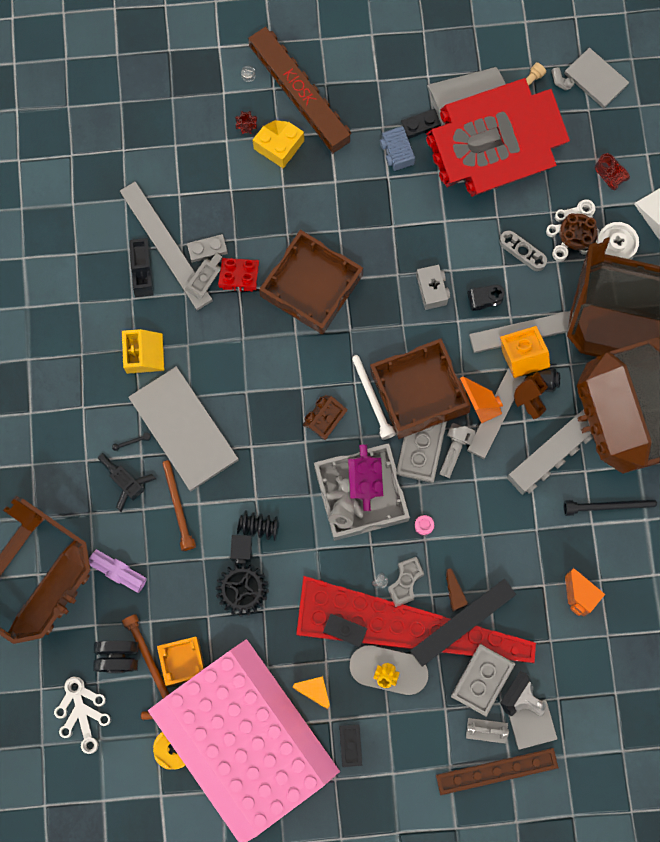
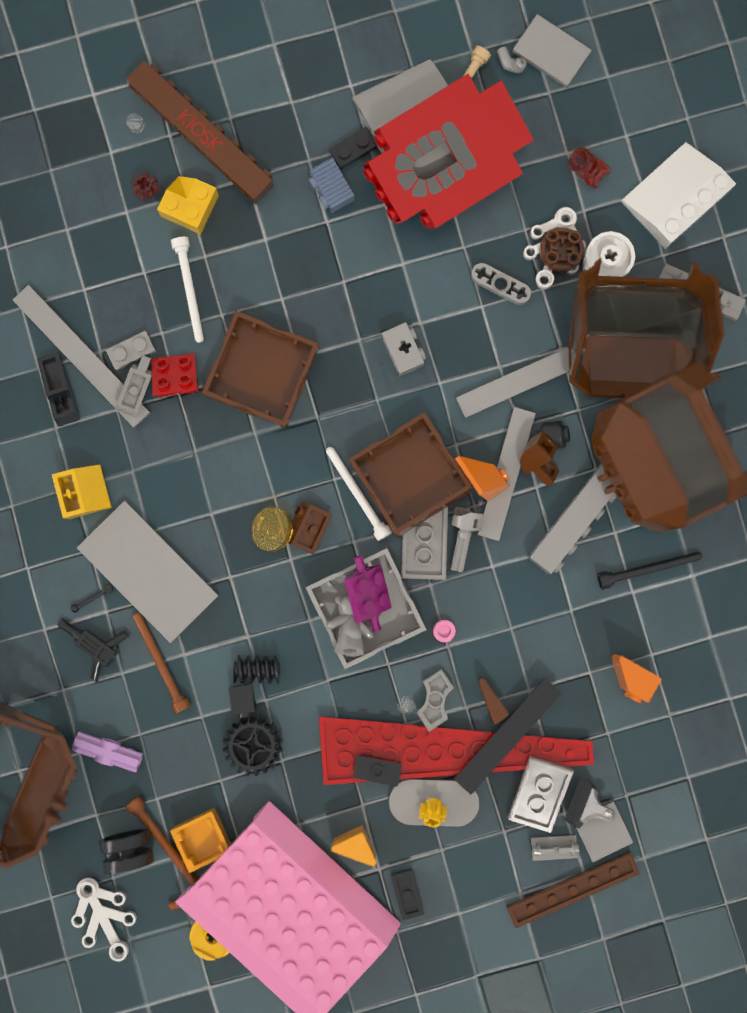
camera: 15 degrees left, 10 degrees up
(265, 173) = (181, 247): none -> white piece
(294, 411) = (271, 529): none -> clear yellow tile
(483, 297) = (463, 351): black piece -> none
(525, 351) = (524, 409): light orange container -> none

